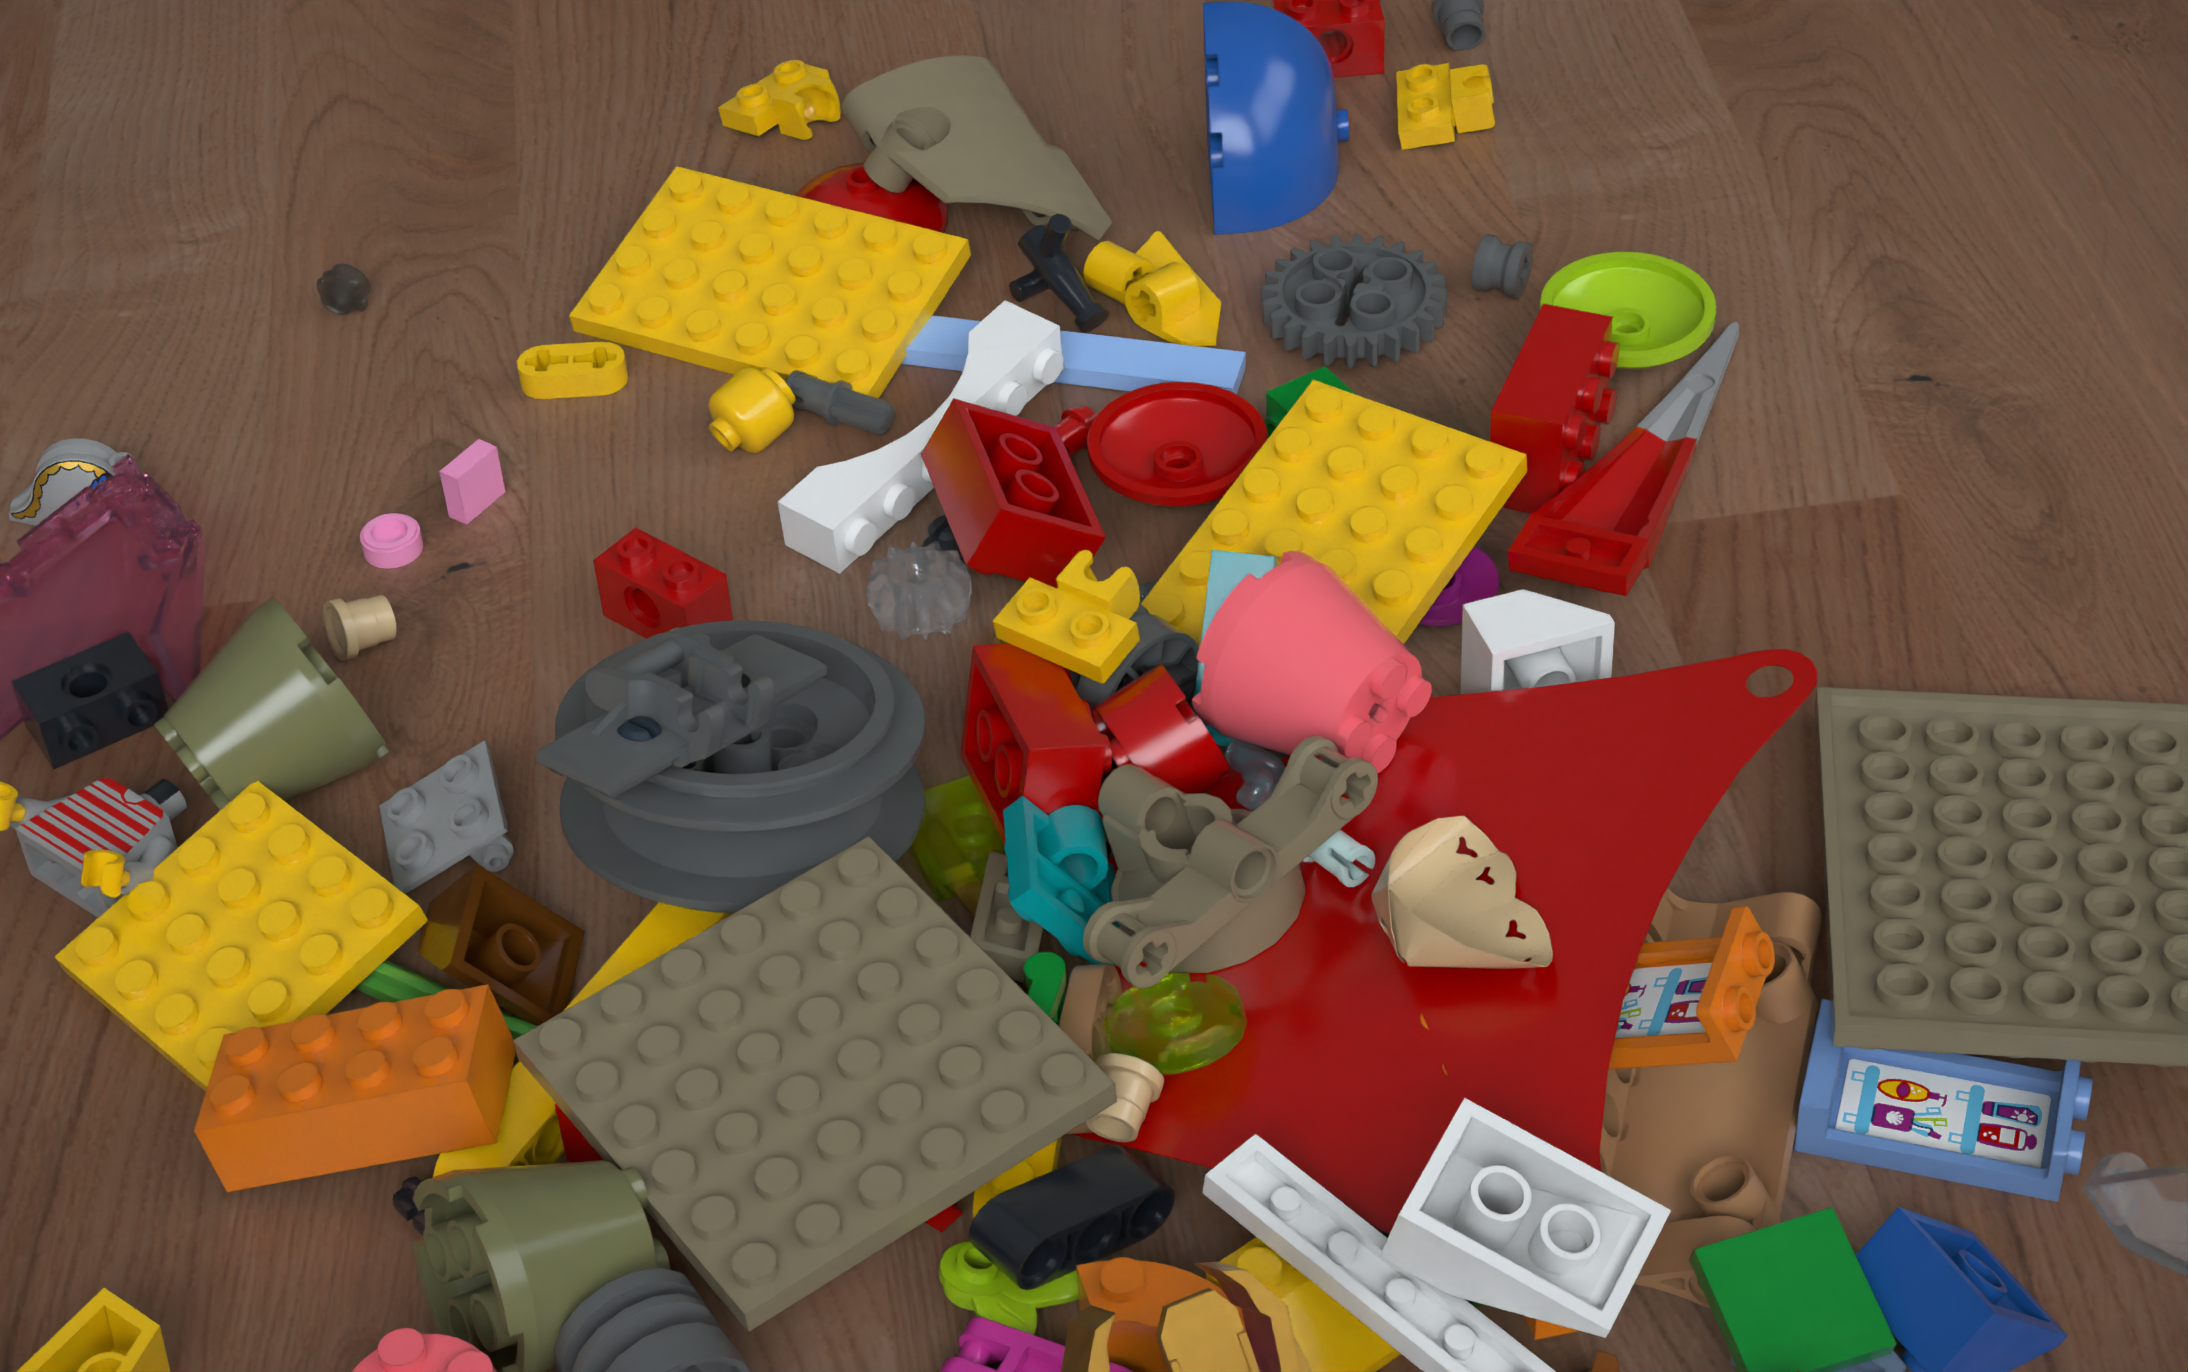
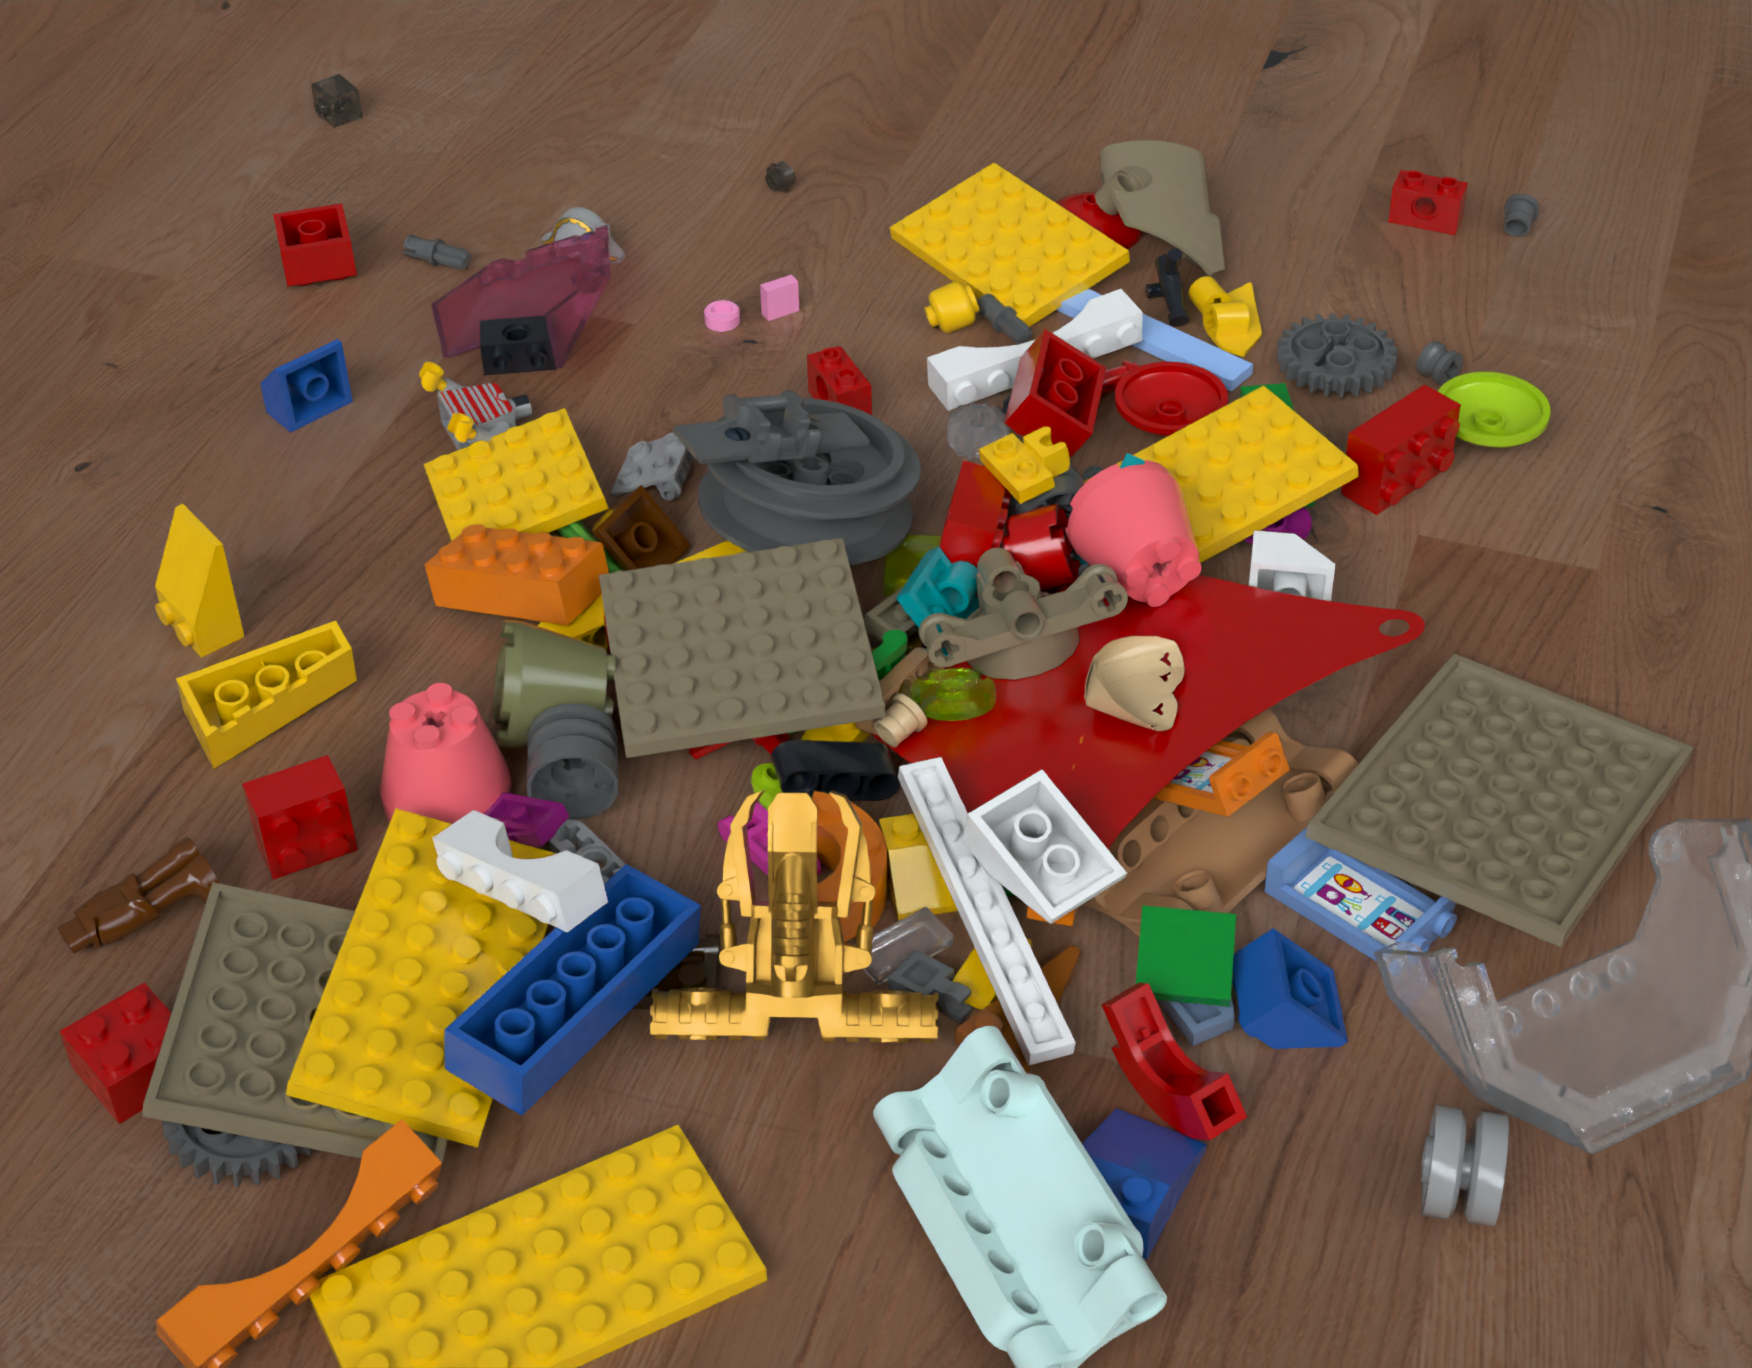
camera: 25 degrees right, 0 degrees up
(269, 715) = (592, 378): olive cone -> none
(358, 624) = (675, 351): tan piece -> none
(572, 370) = (873, 257): yellow beam -> none
(786, 97) = (1082, 145): yellow plate -> none
(1267, 117) = (1350, 235): blue brick -> none
(1337, 856) = (1094, 635): light aqua pin -> none
(1438, 98) = (1473, 257): yellow plate -> none
(1615, 513) = (1405, 519): red plate -> none

